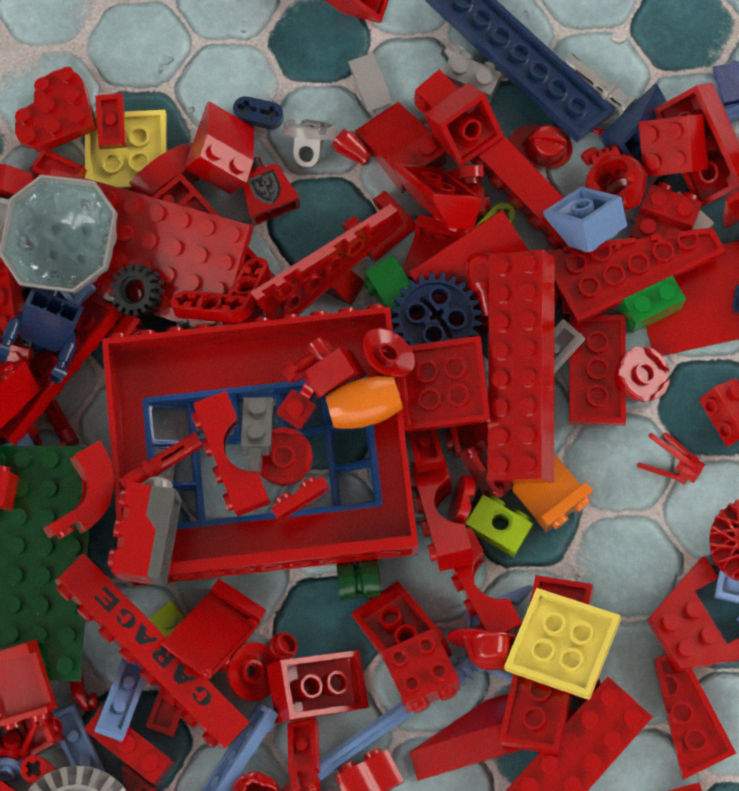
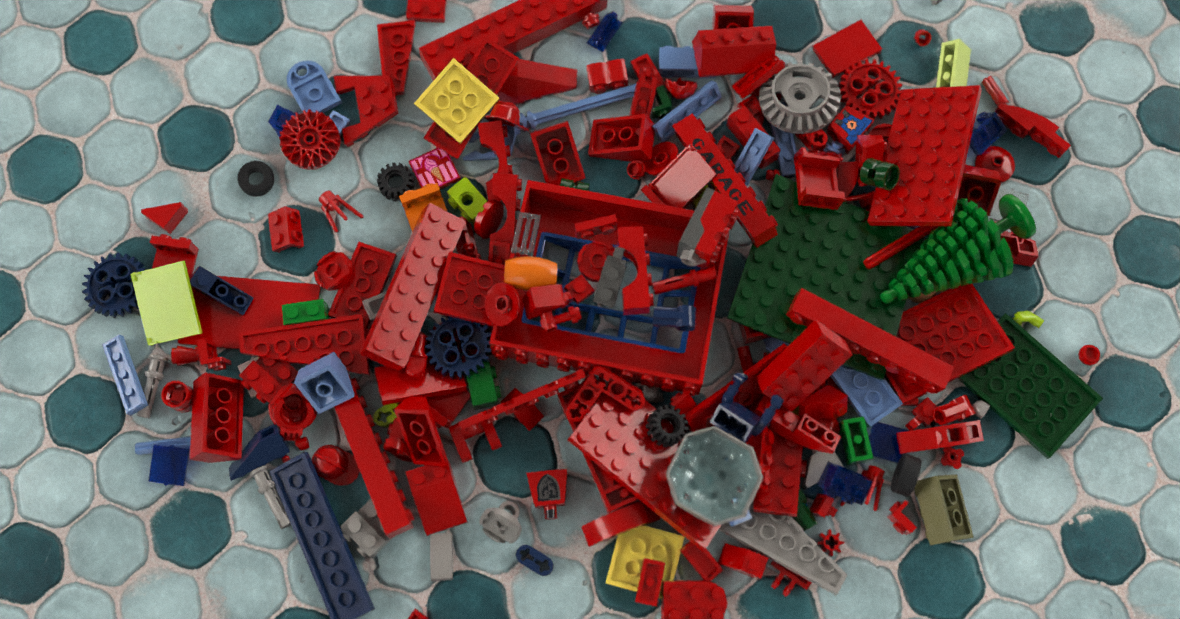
camera: 165 degrees left, 0 degrees up
(98, 485) = (736, 277): red arch -> none
(151, 409) = (681, 318): none -> dark blue piece
(222, 149) = (570, 529): red slope -> none
(274, 767) = (664, 100): none -> dark green bracket
(351, 147) = (473, 505): red cone -> none
(395, 489) = (523, 250): none -> clear light blue tile
(421, 671) = (552, 117): red bracket -> none
(464, 124) = (384, 480): red slope -> none
(565, 556) = (434, 168): none -> tile
(616, 507) = (388, 173): none -> black tyre
(673, 145) = (239, 419): red brick -> none

